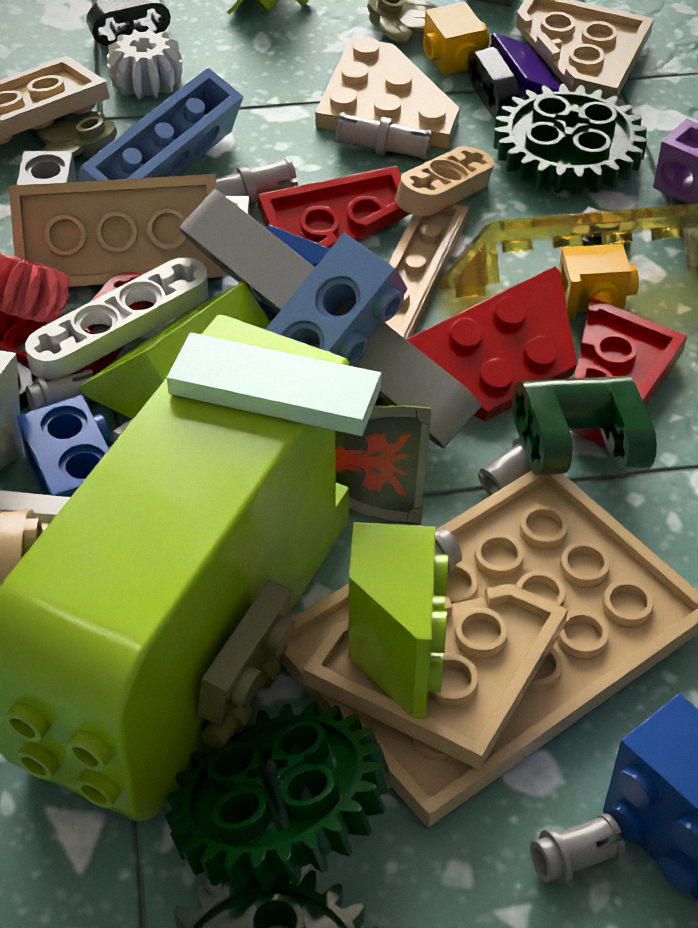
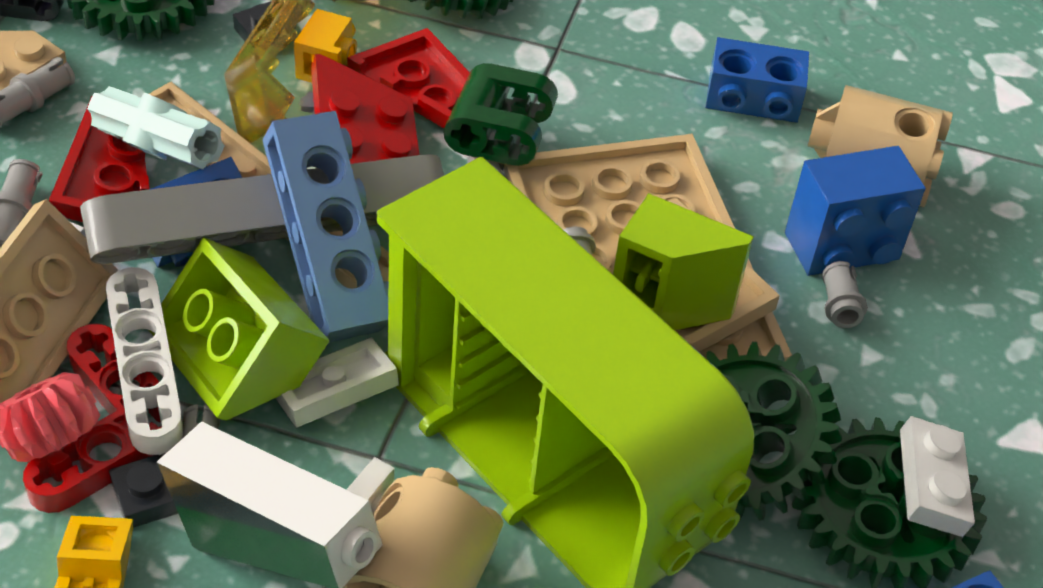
camera: 70 degrees left, 0 degrees up
(63, 444) = (308, 440): blue brick -> none
(275, 383) = (494, 203): light aqua tile -> none
(358, 200) = (156, 127): none -> light aqua piece
(444, 181) = (134, 70): tan beam -> none

